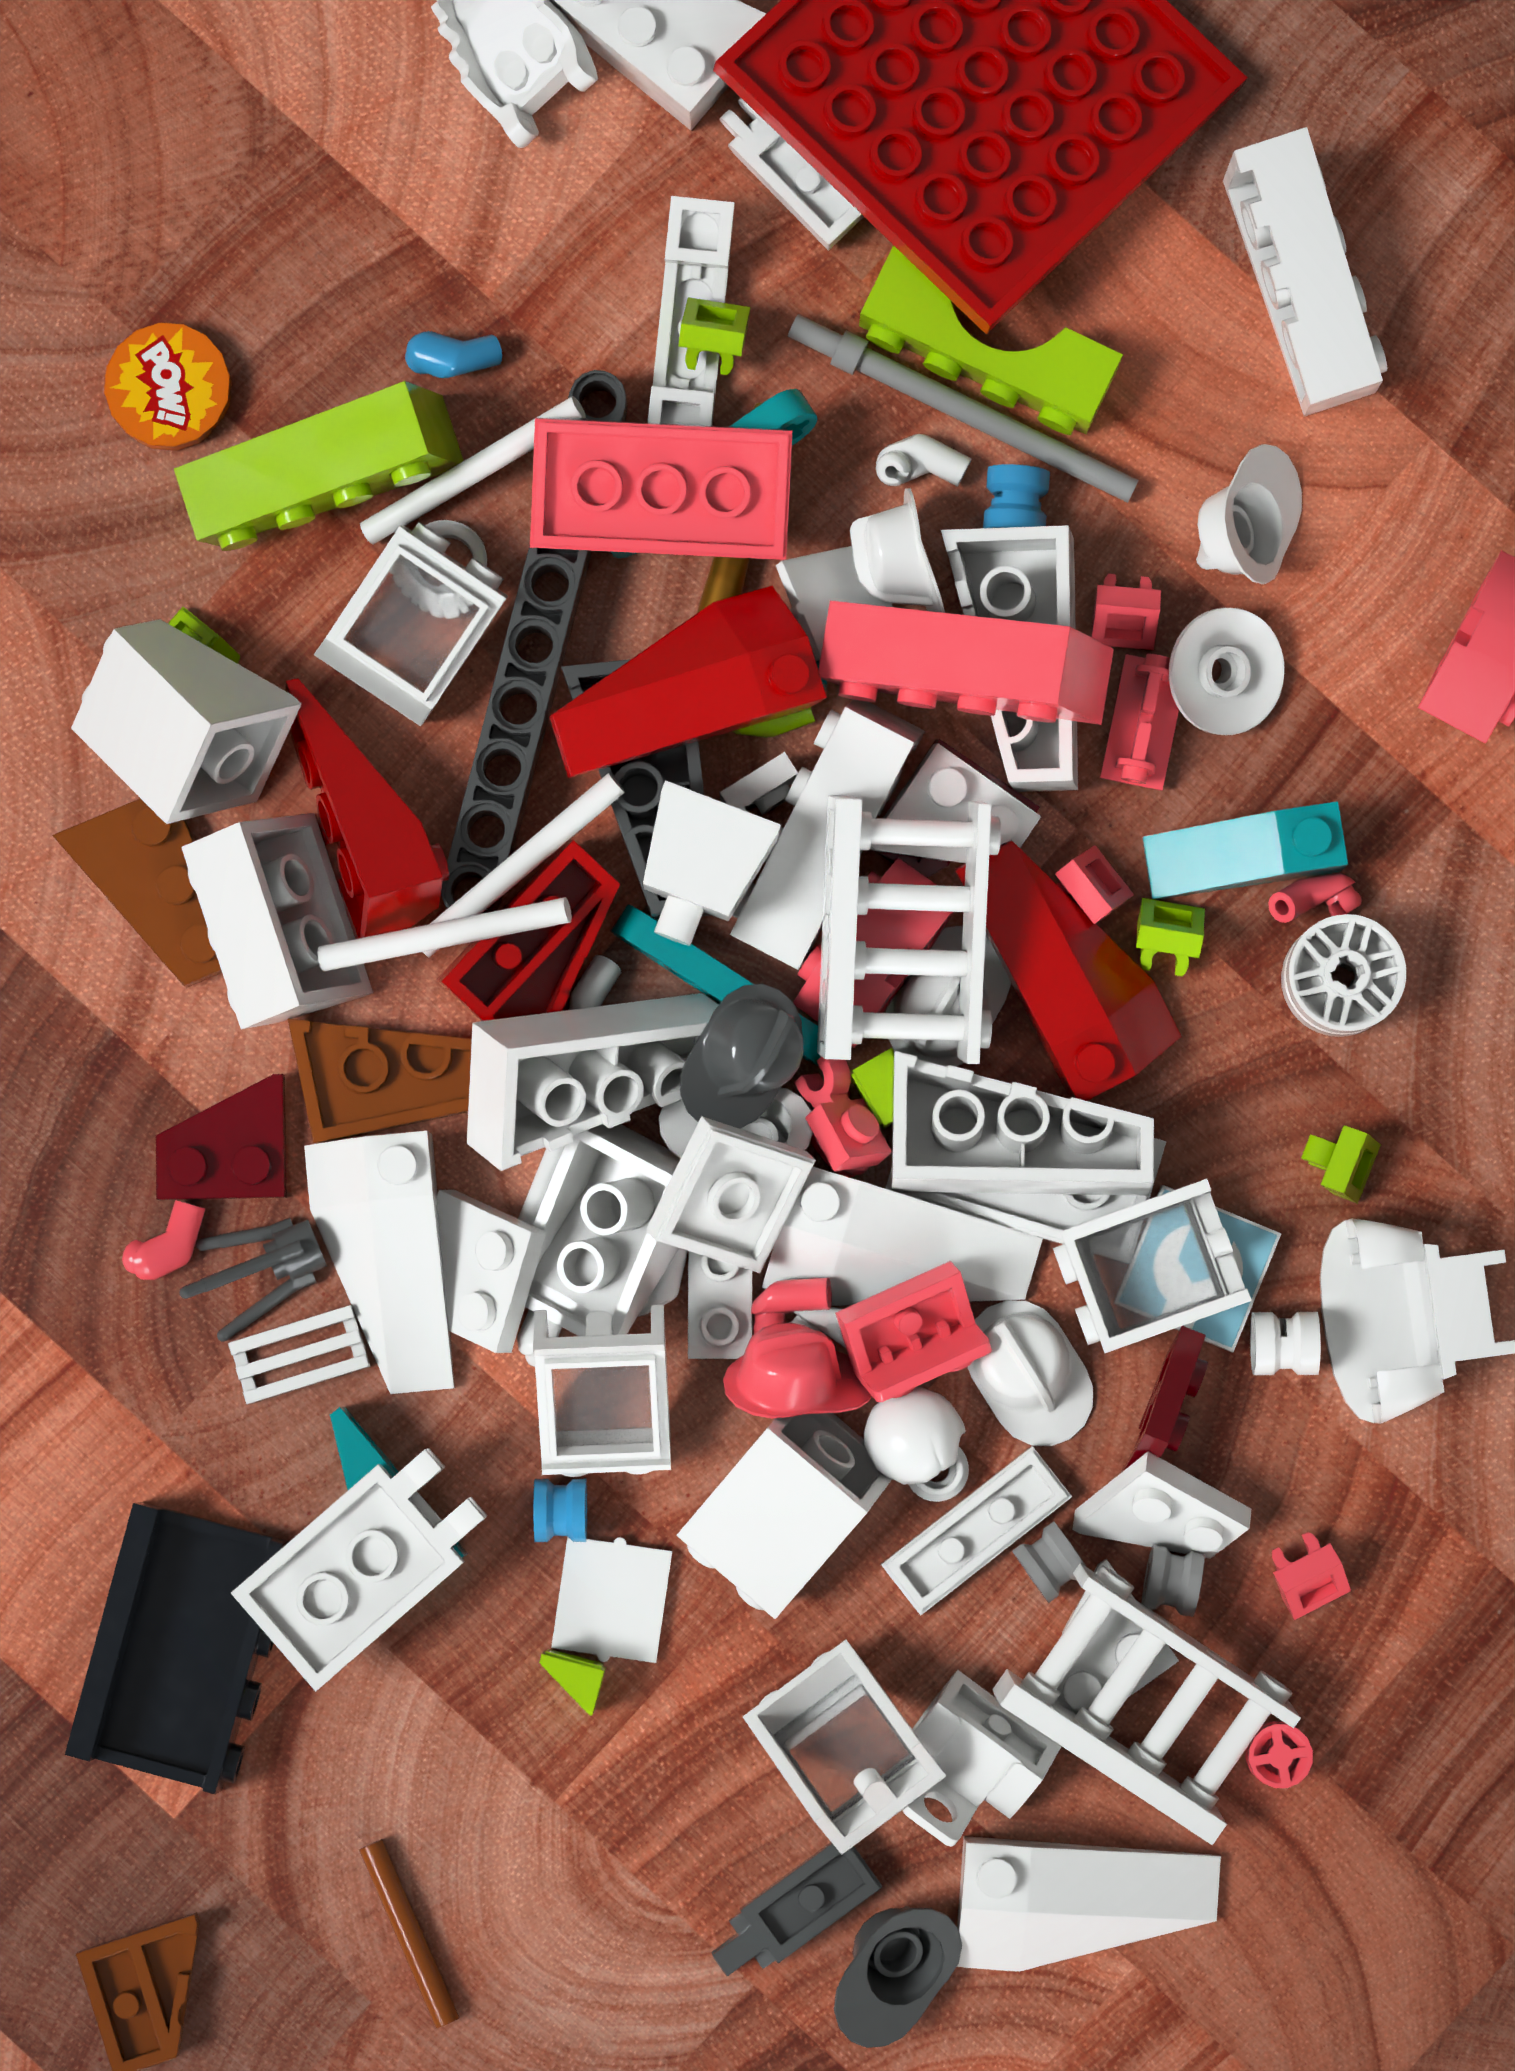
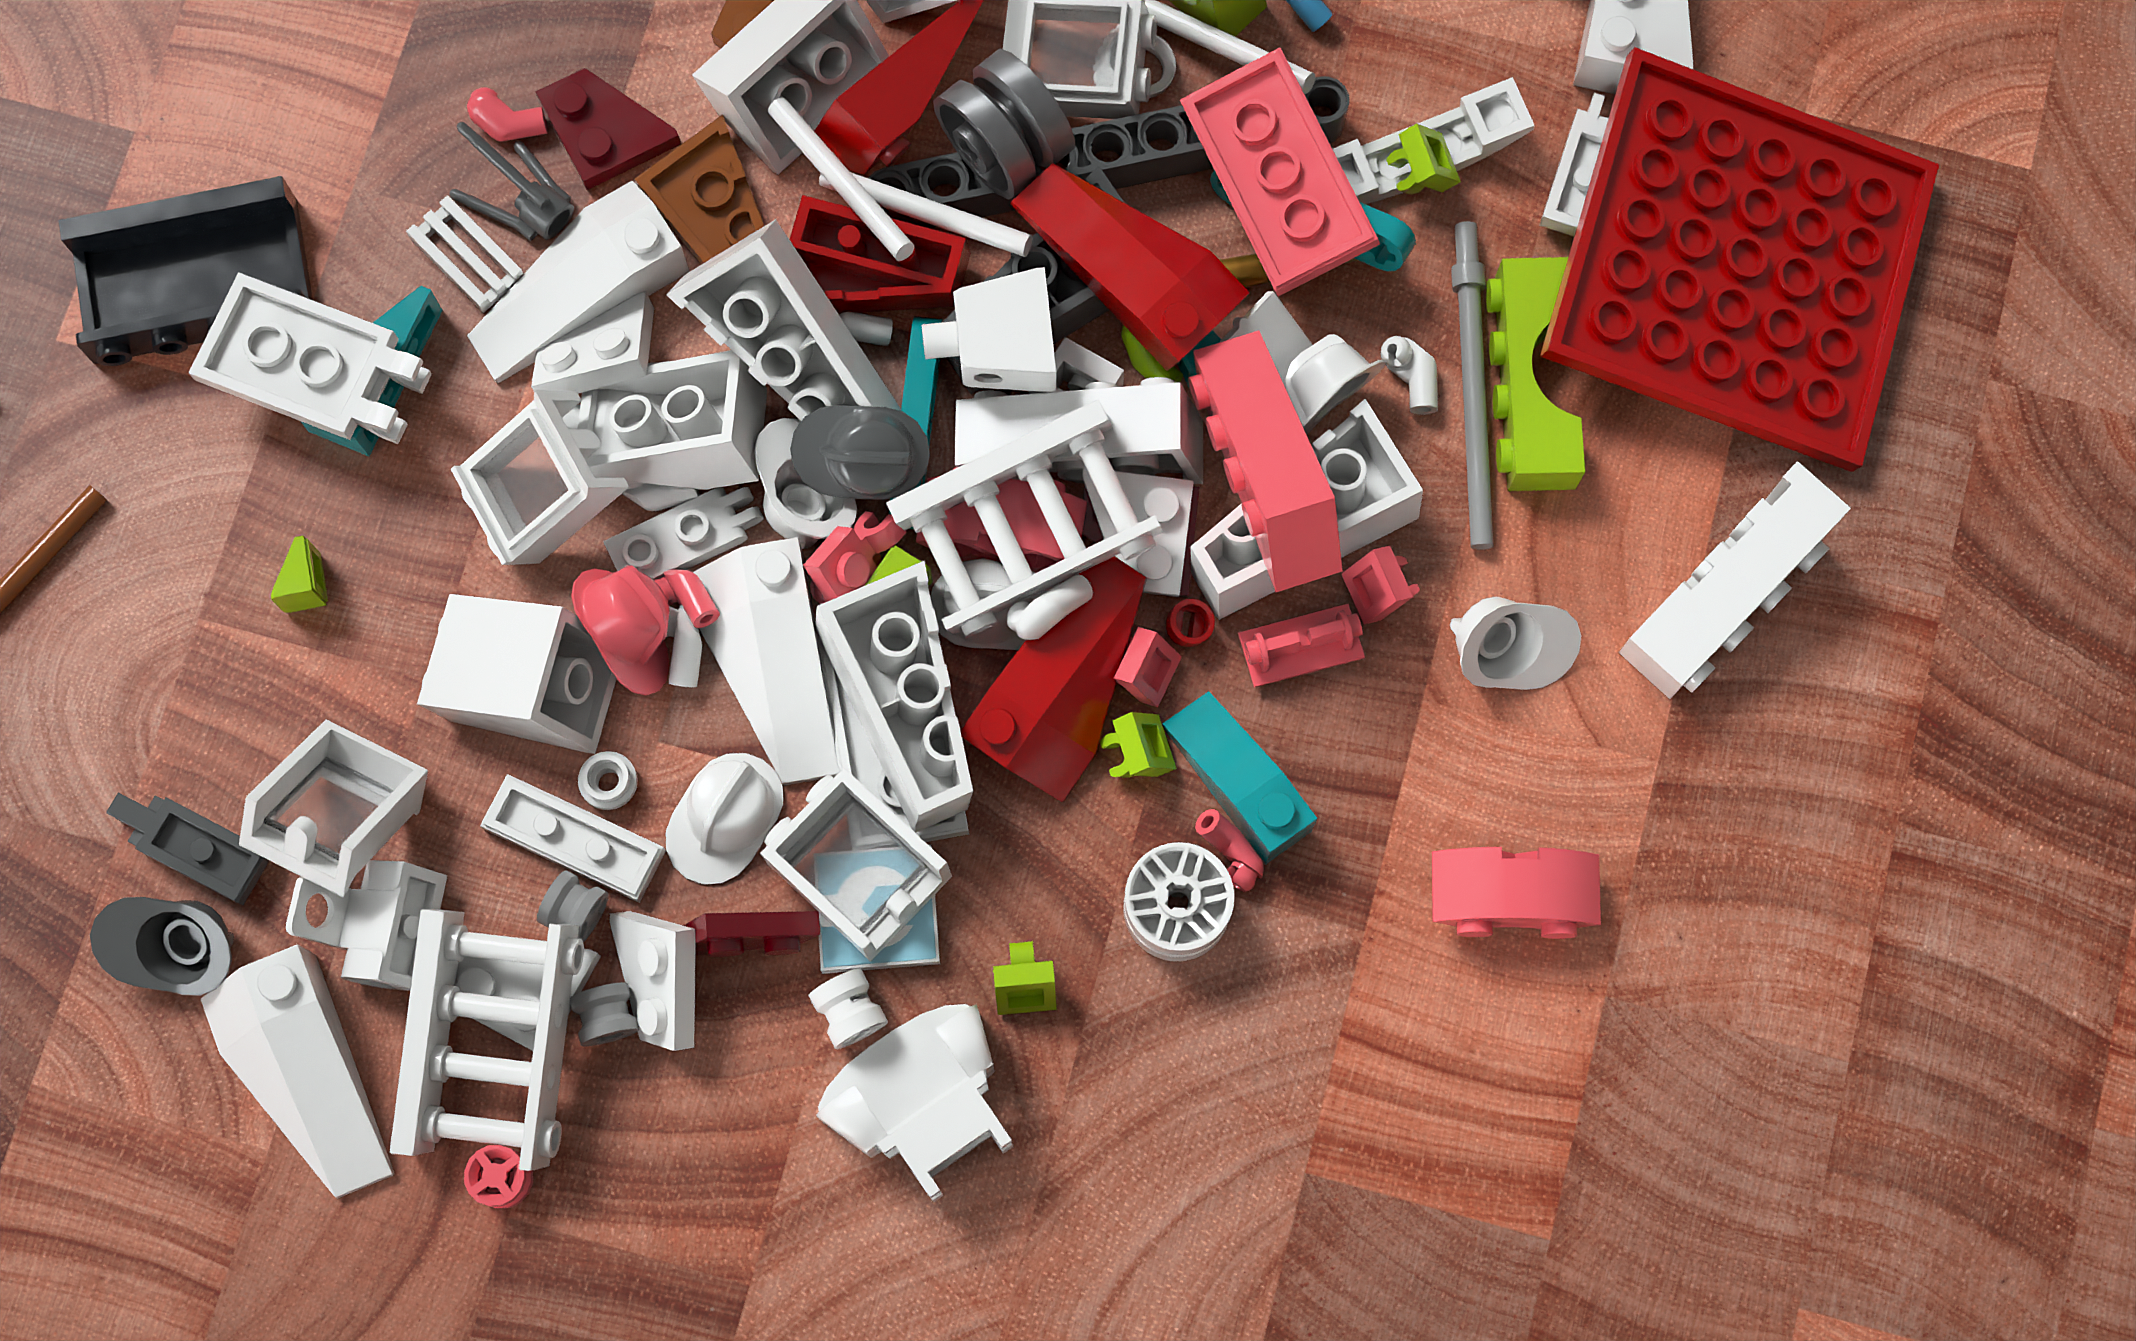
camera: 60 degrees right, 10 degrees down
(482, 741) = (1004, 123): none -> flat silver wheel
(560, 1510) = (432, 502): dark azure wheel -> none
(612, 1599) = (382, 581): white piece -> none
(730, 1195) = (740, 488): white tile -> none
(912, 1333) = (704, 697): coral bracket -> none
(913, 1436) = (624, 742): white hair -> none
(1007, 949) = (1043, 613): none -> white arm
(1016, 496) = (1429, 452): dark azure wheel -> none
(1074, 811) = (1200, 624): none -> red hinge
(1249, 674) = (1394, 706): white dish -> none
(1311, 1579) = (660, 1129): coral tile -> none

